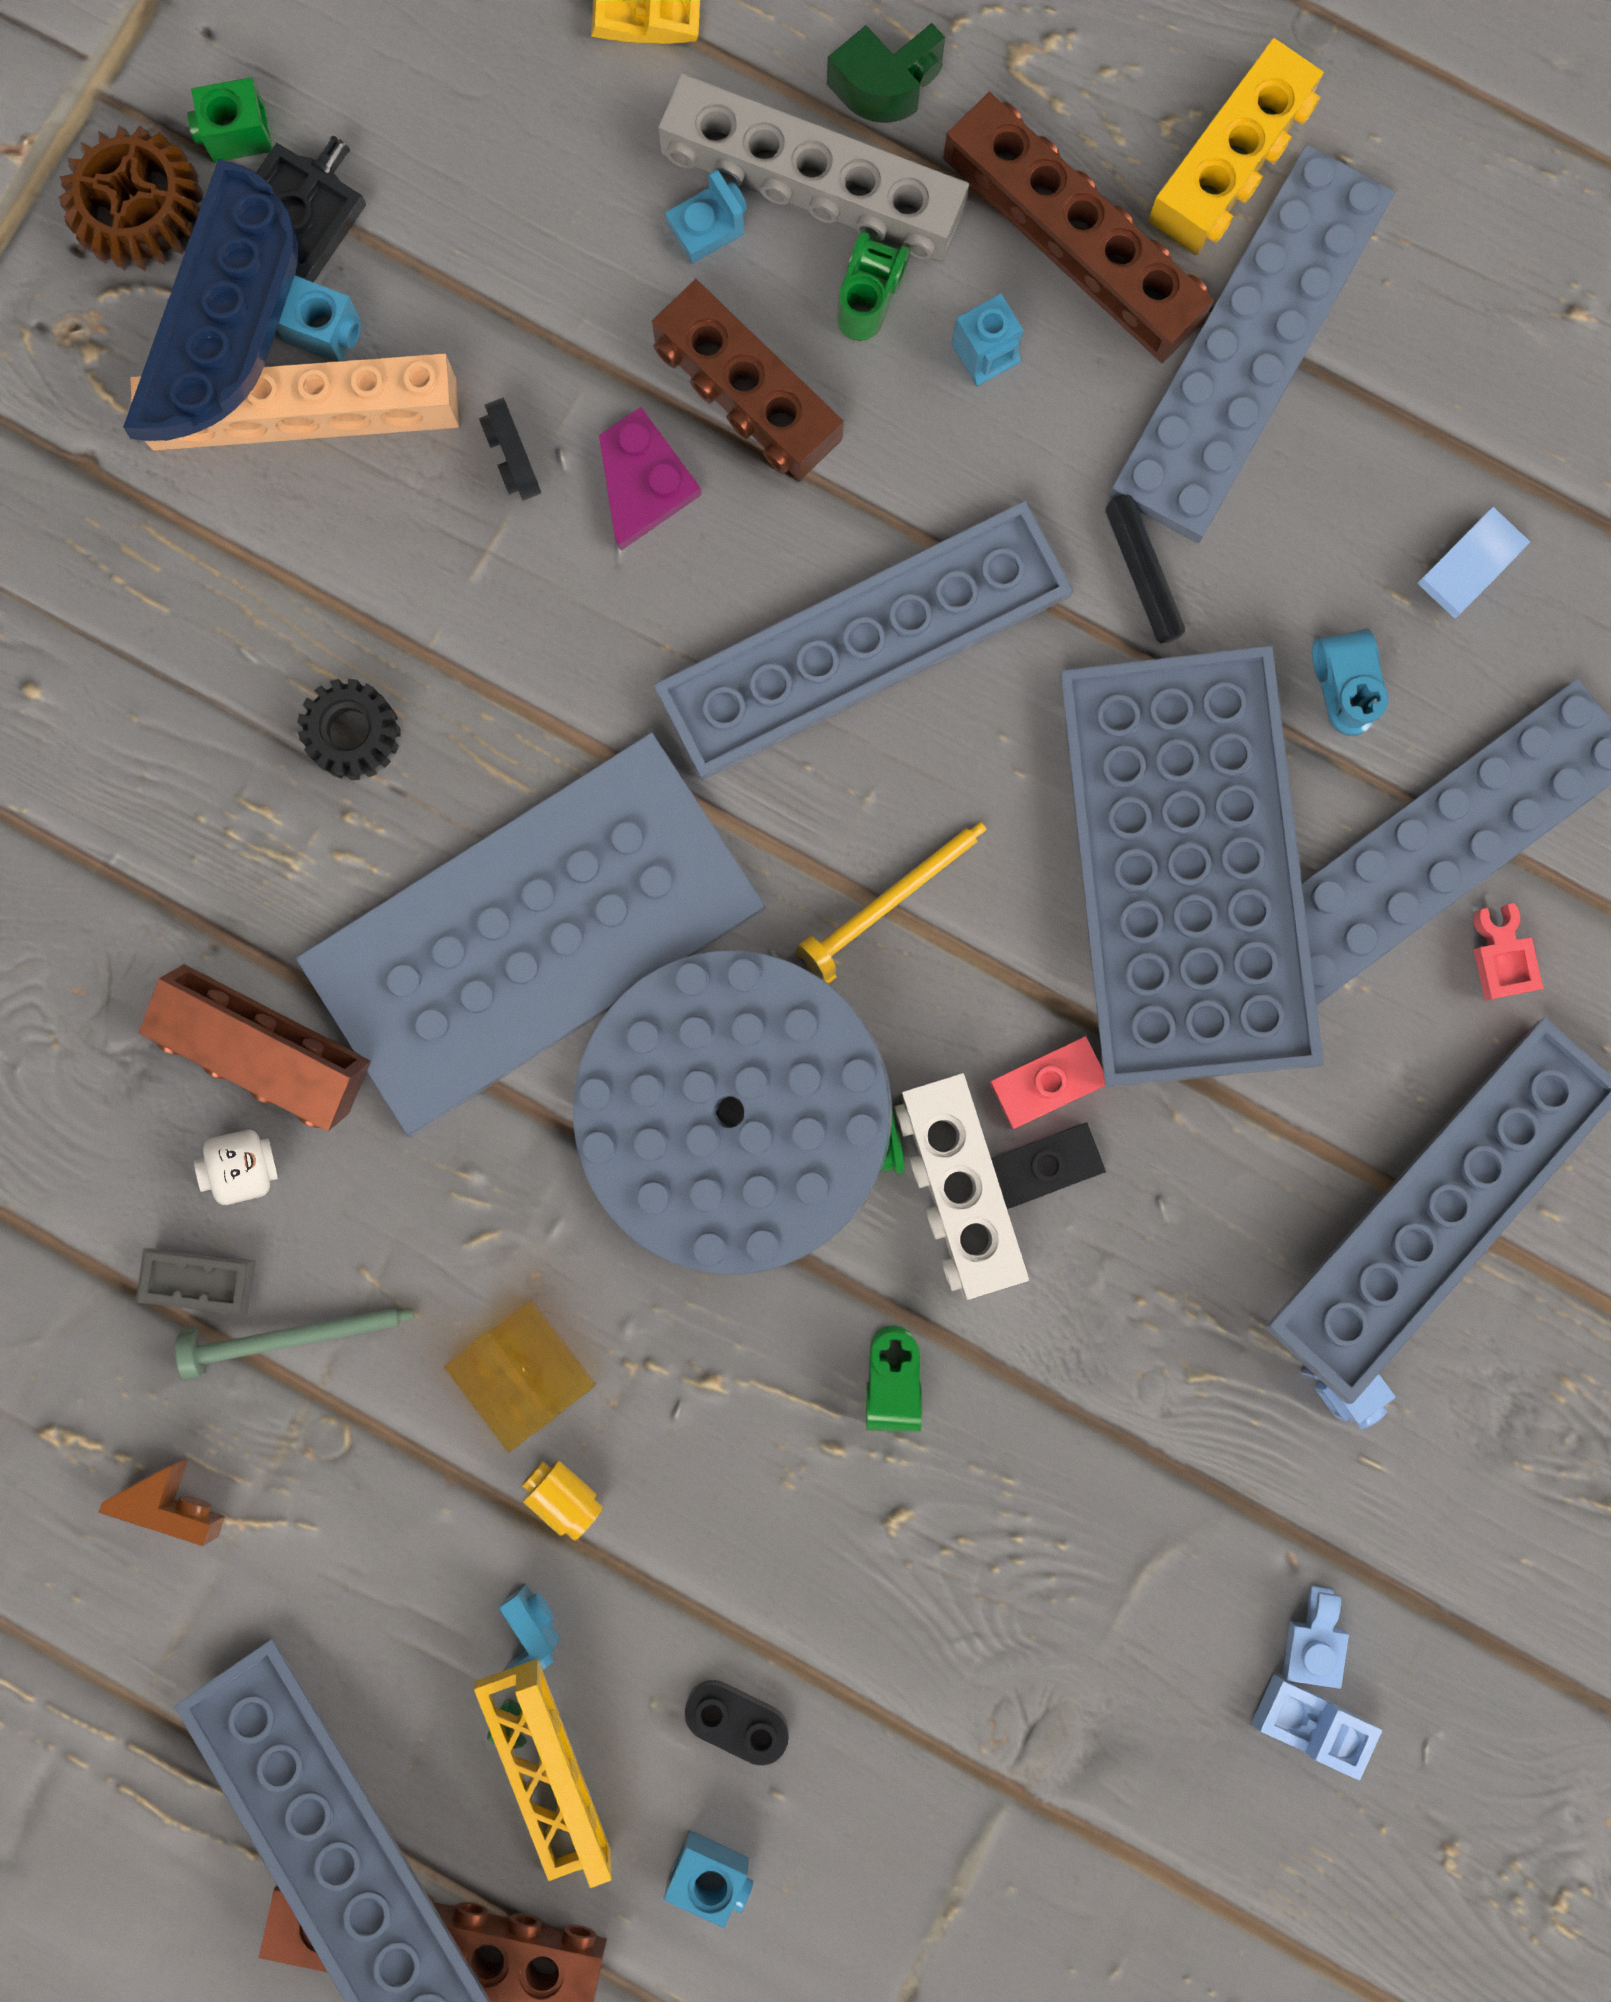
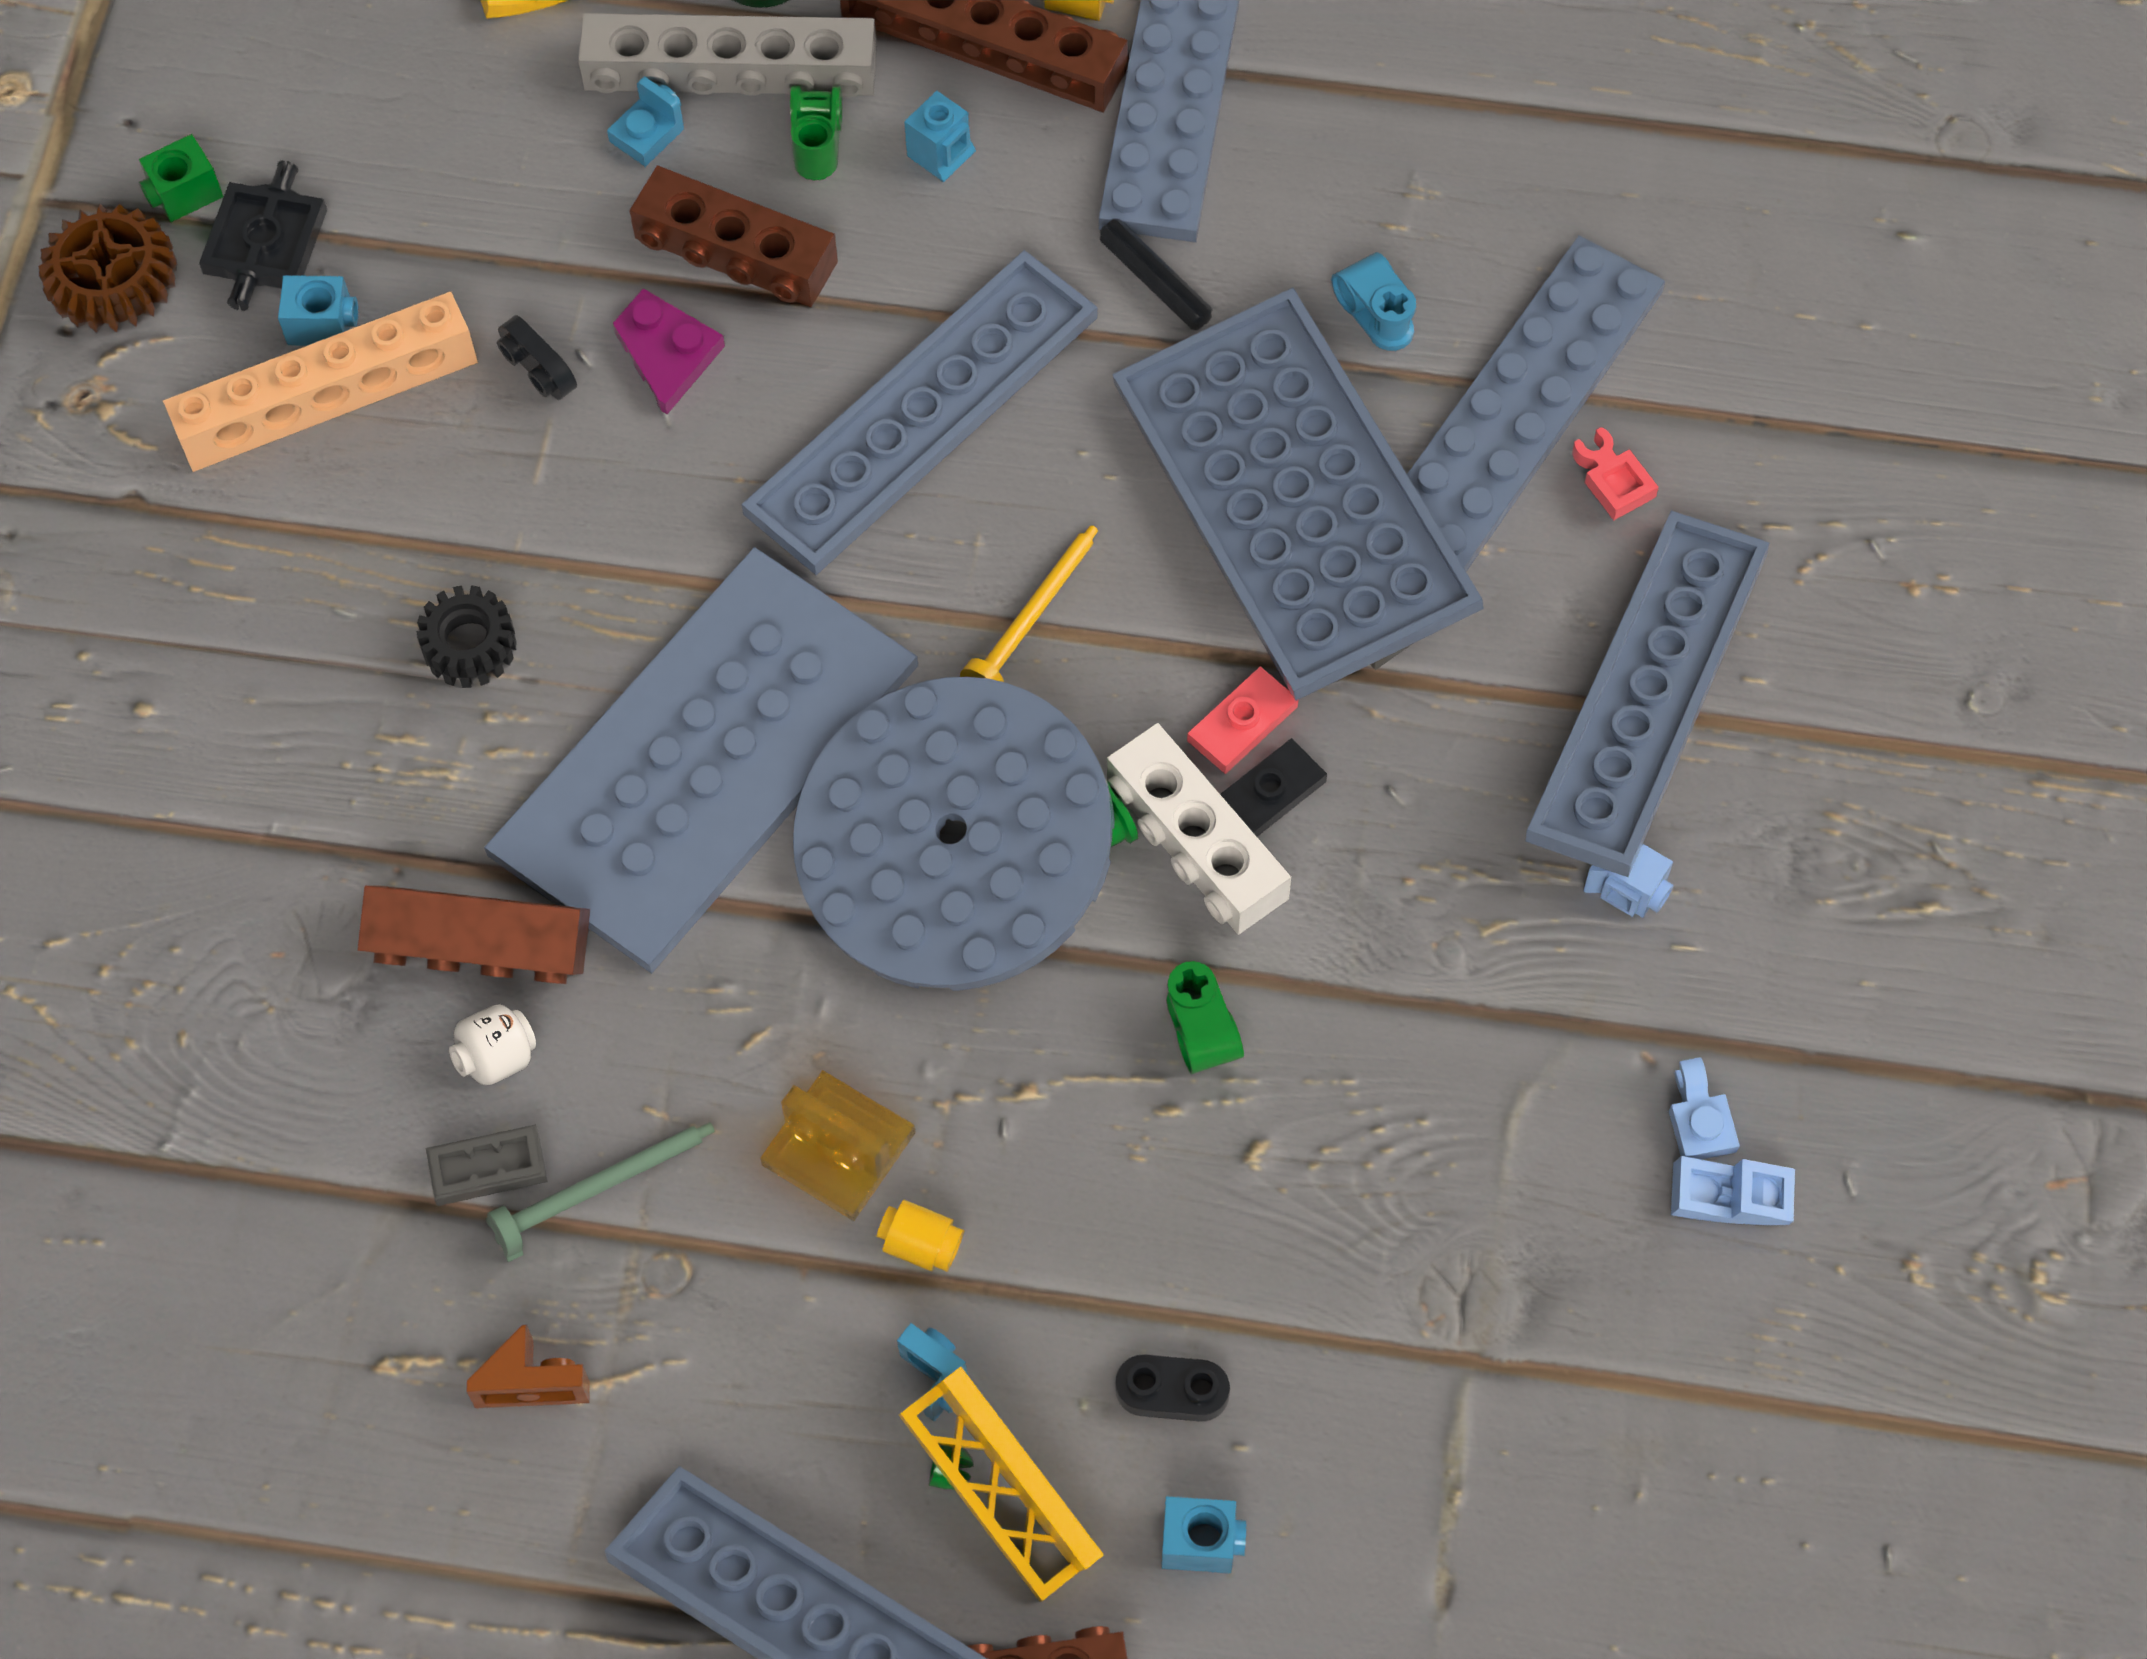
camera: 15 degrees left, 20 degrees down
(218, 309) = (231, 316): dark blue plate -> none
(1473, 562) = (1446, 175): light blue slope -> none

